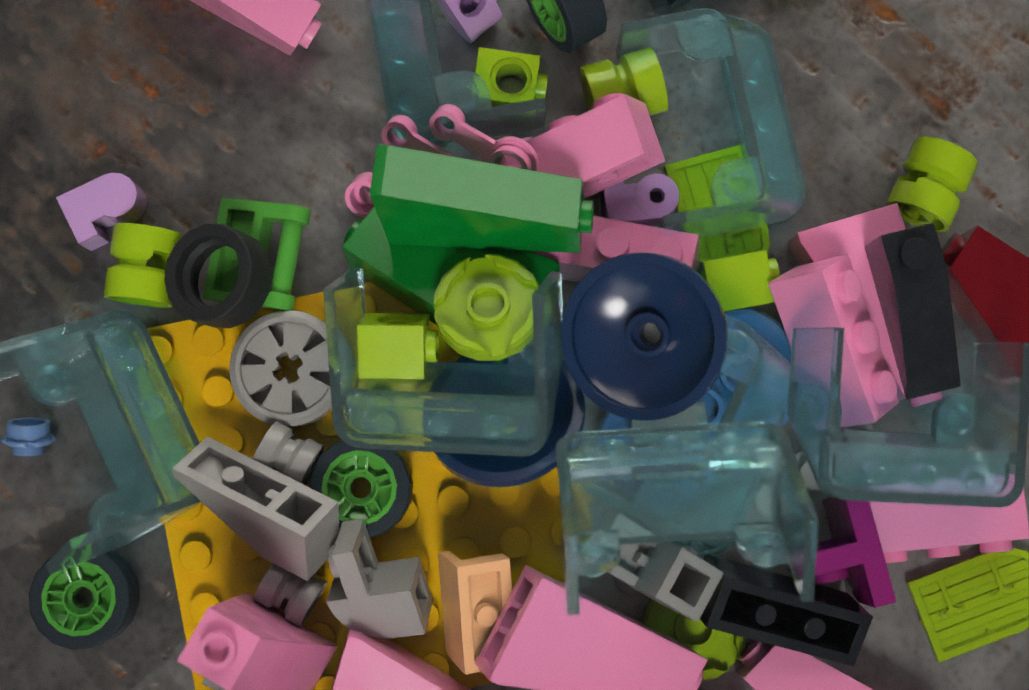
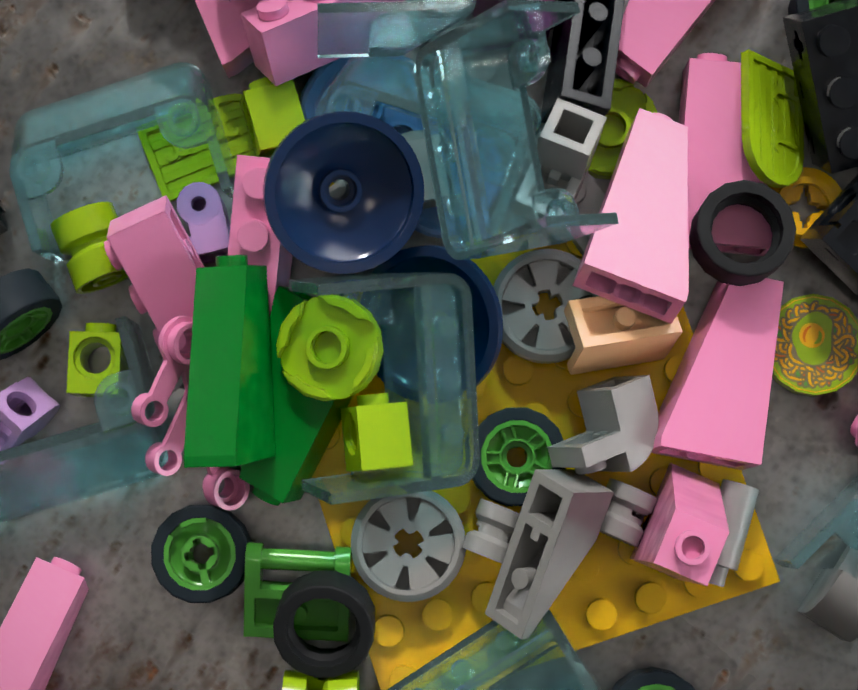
camera: 90 degrees left, 0 degrees up
(302, 139) = (174, 548): none -> wheel
(526, 505) = (519, 291): none -> light grey wheel

